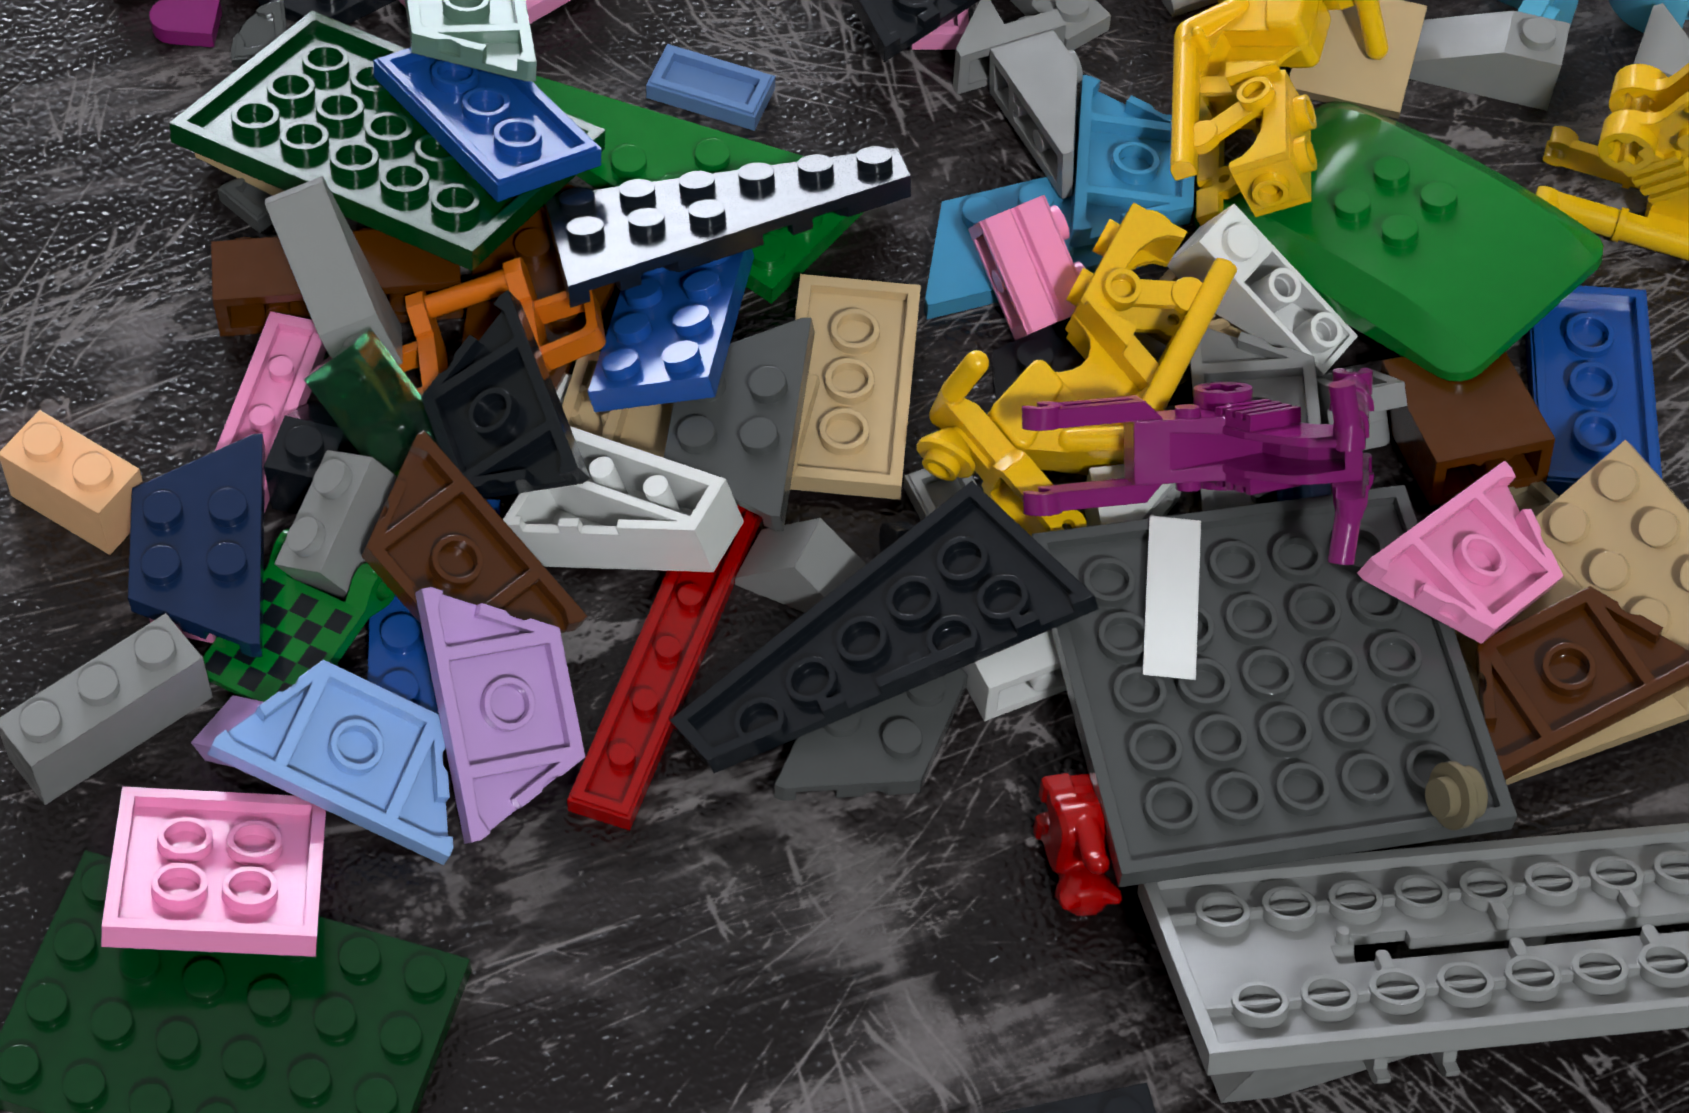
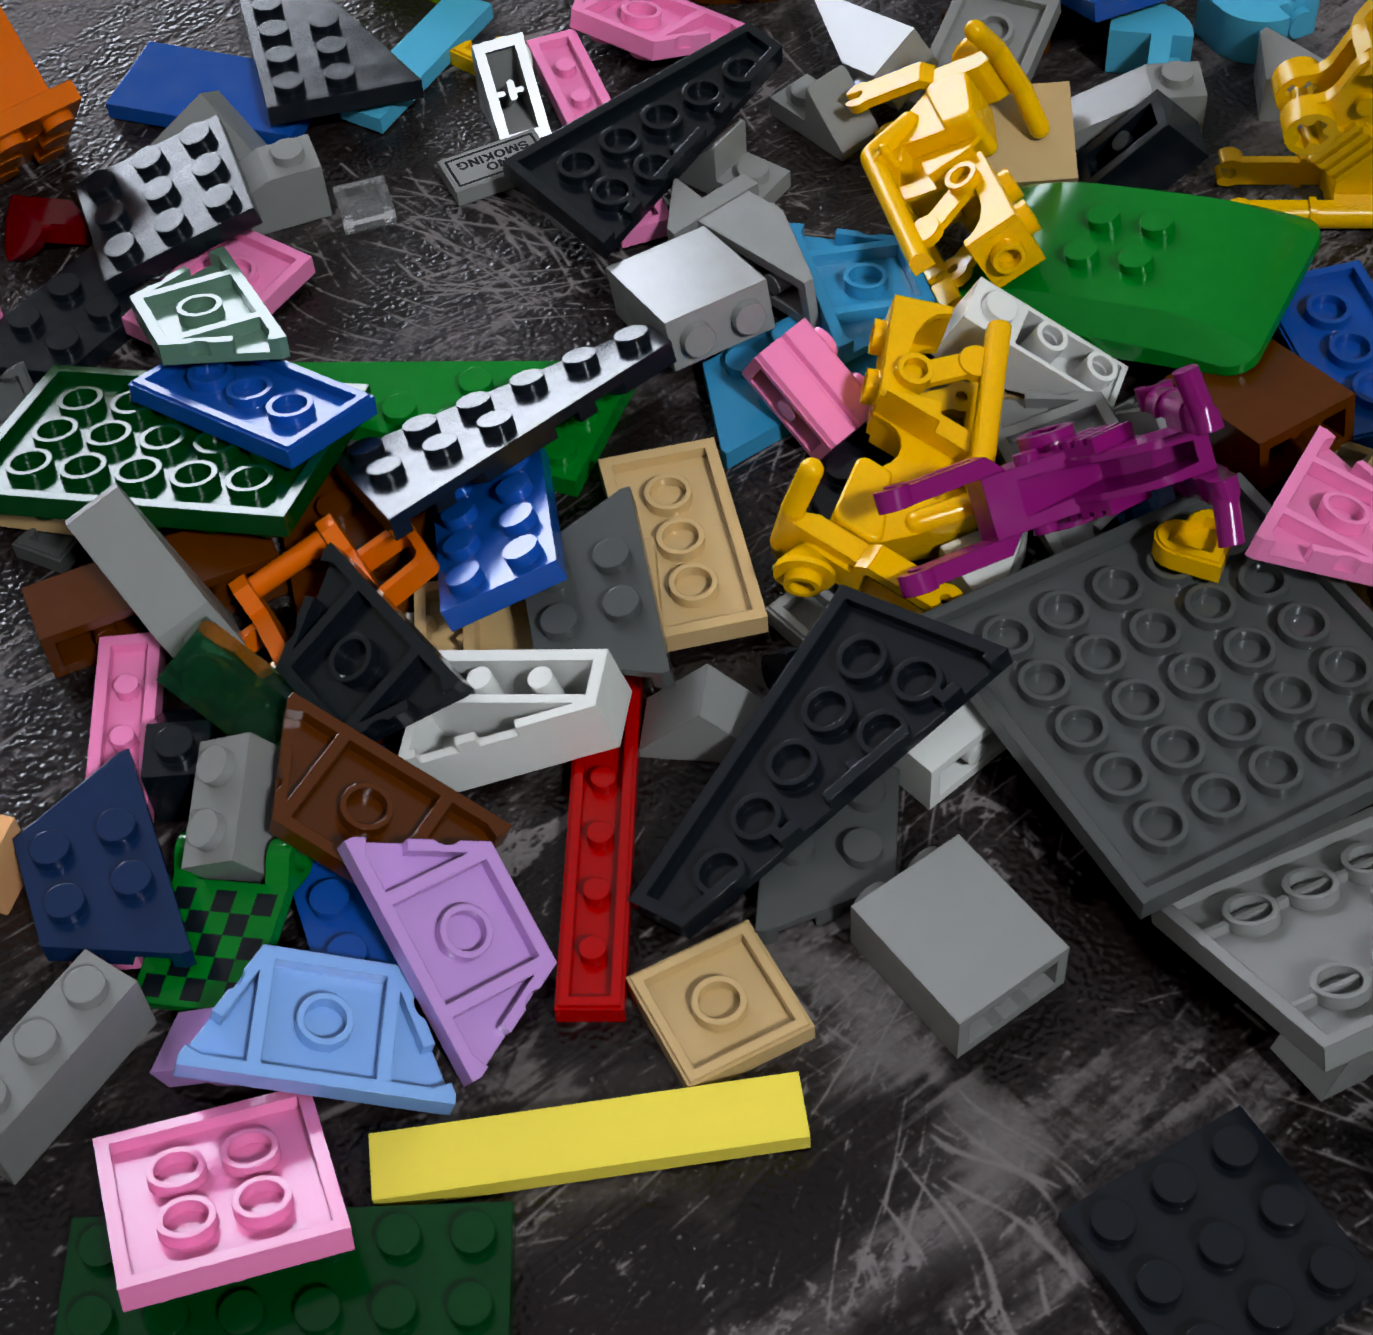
camera: 10 degrees left, 5 degrees down
(557, 927) = (588, 1140): none -> light yellow tile
(710, 87) = (451, 329): medium blue tile -> none
(717, 845) = (720, 1007): none -> tan tile
(952, 855) = (957, 944): none -> light grey brick
(954, 129) = (693, 295): none -> light grey brick
(1076, 843) = (1075, 893): red animal -> none
(1172, 598) = (1075, 634): white sticker -> none
(1308, 544) = (1191, 546): none -> yellow tile
(1478, 102) = (1145, 147): none -> black slope

